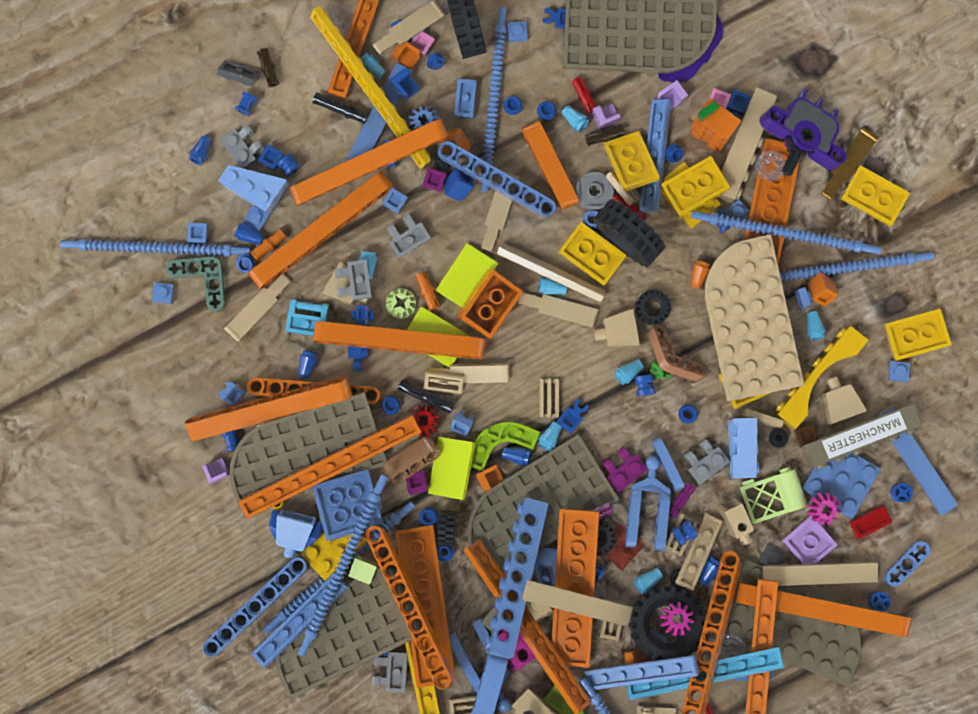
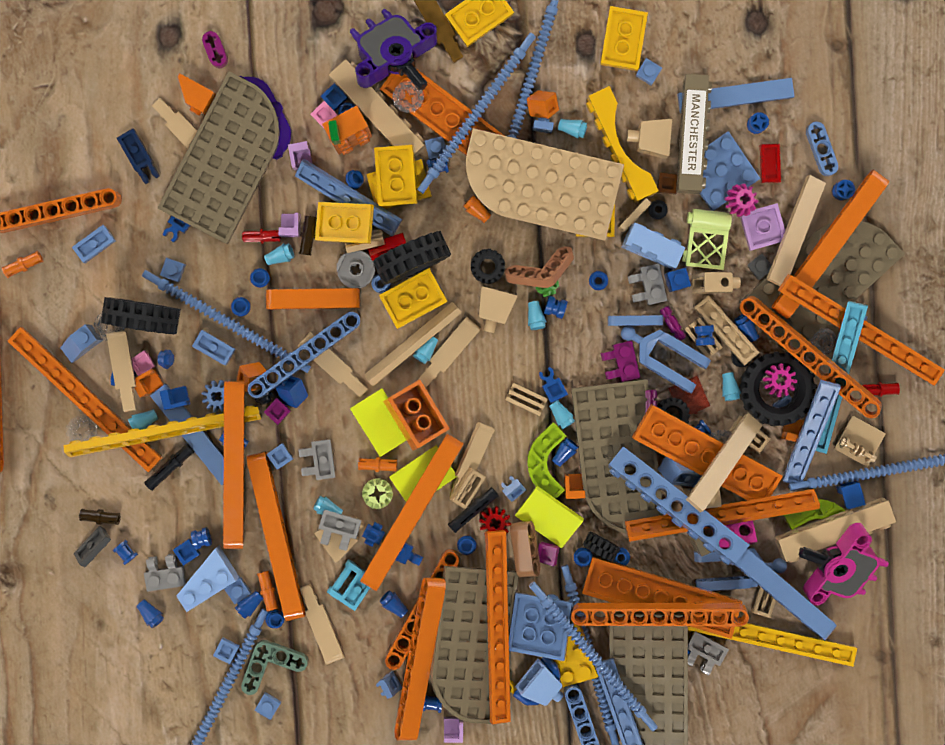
camera: 70 degrees left, 5 degrees up
(363, 569) = (604, 638): yellowish green panel -> none
(723, 485) = (677, 280): none -> blue brick

